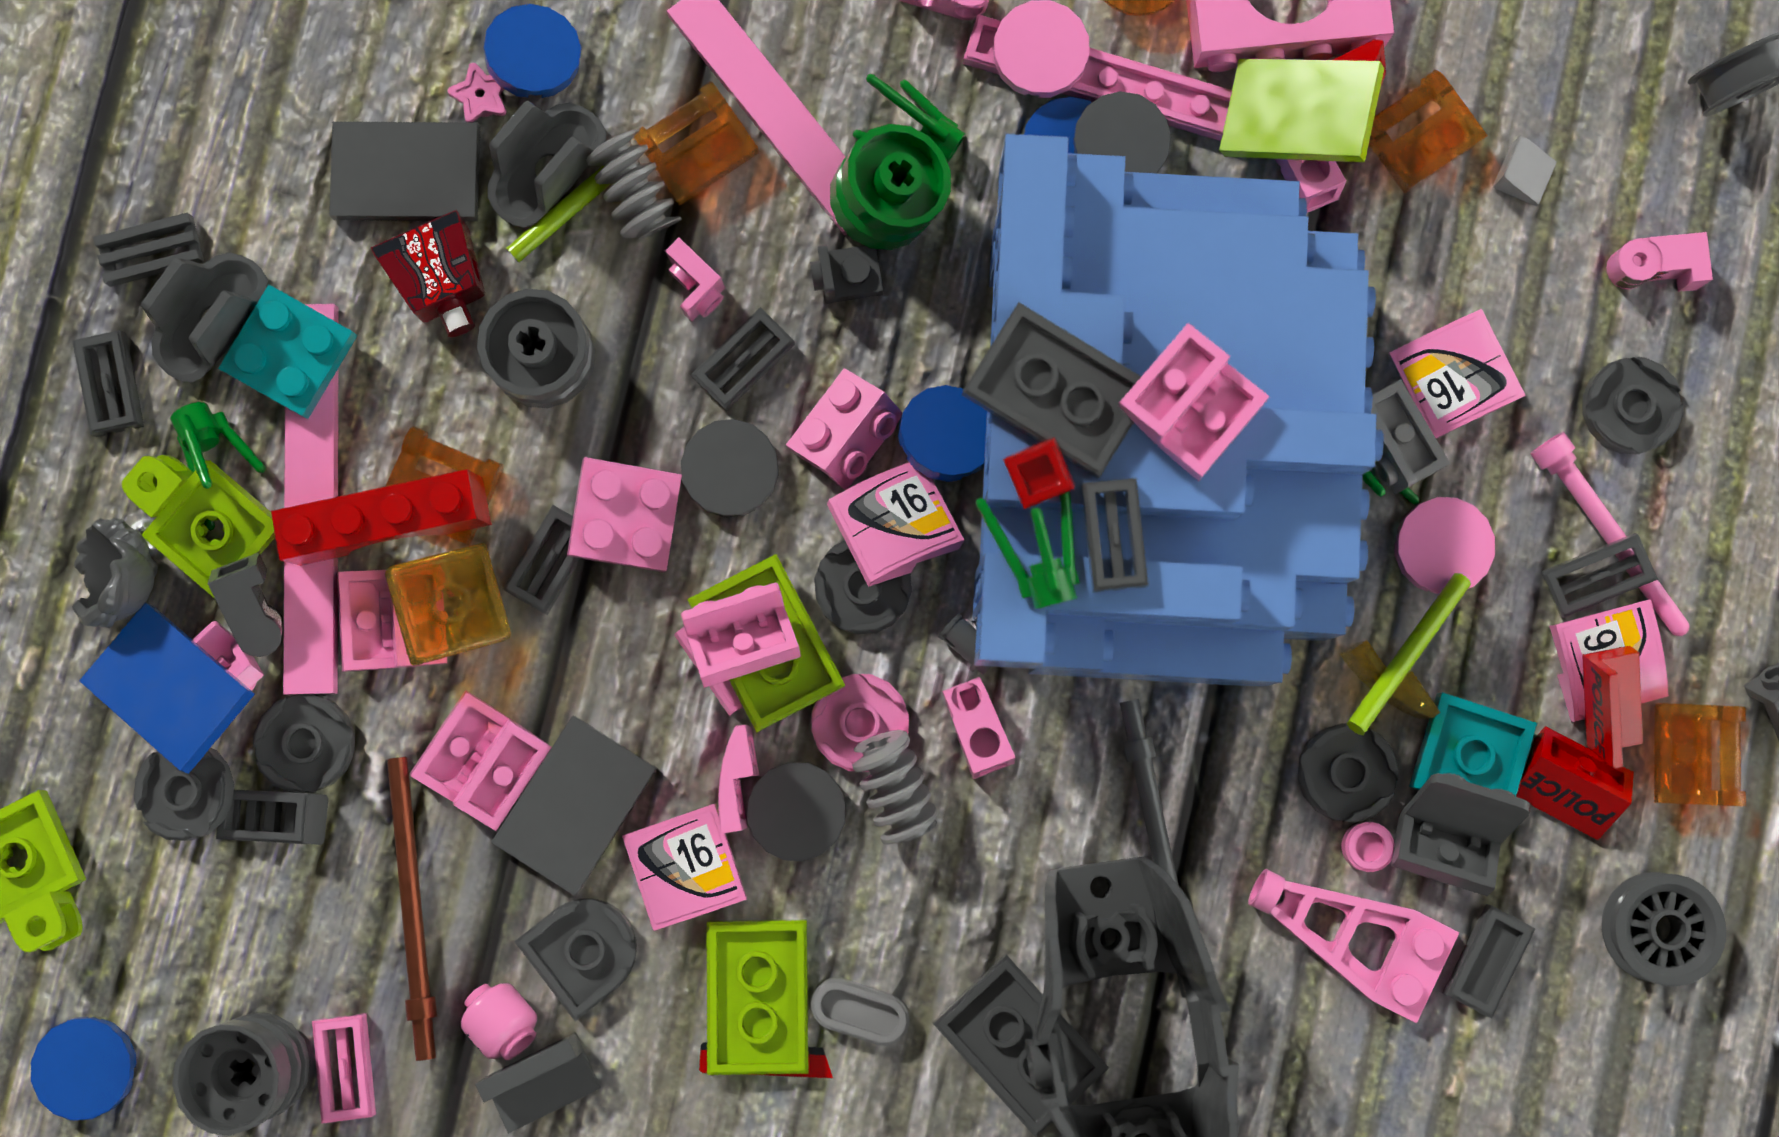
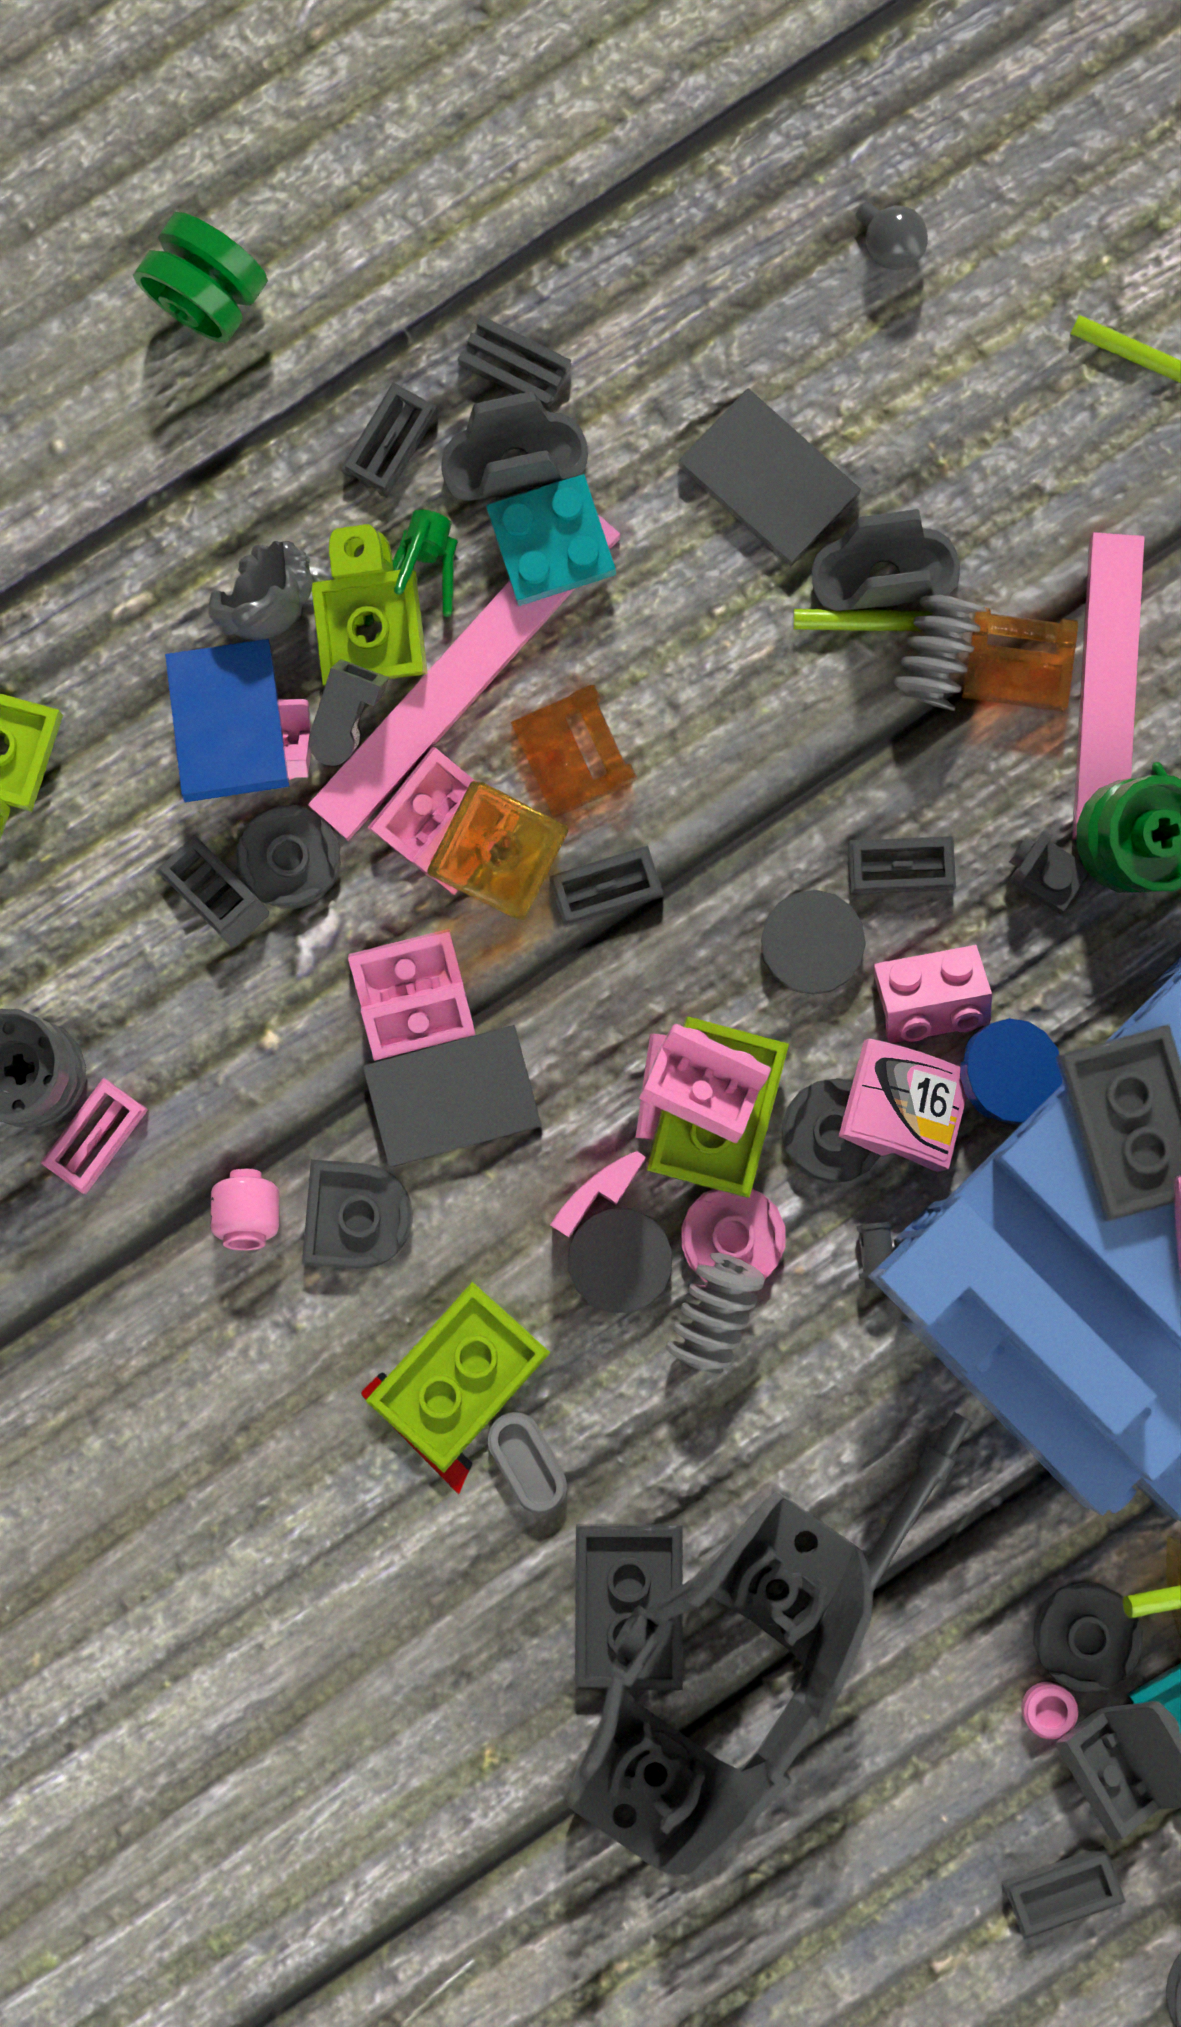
camera: 50 degrees right, 0 degrees up
(183, 803) = (157, 819): dark grey tile -> none
(397, 511) = (523, 742): red arch -> none
(420, 1006) = (195, 1142): copper bar -> none
(435, 271) = (722, 579): torso -> none
(476, 106) = (879, 481): bright pink plate -> none
(518, 326) = (752, 681): dark grey wheel -> none
(532, 51) = (956, 470): blue tile -> none
(539, 1083) = (231, 1287): dark grey panel -> none
(624, 515) = (696, 904): bright pink plate -> none
(684, 867) = (493, 1223): slope -> none
(691, 271) = (925, 759): bright pink bracket -> none
(978, 728) = (823, 1328): bright pink leg -> none
(1039, 472) = (1062, 1174): red tile -> none
(1049, 580) = (996, 1266): green plant -> none
(1118, 579) = (1048, 1315): dark grey tile -> none
(1411, 963) = (998, 1835): bright pink plate -> none

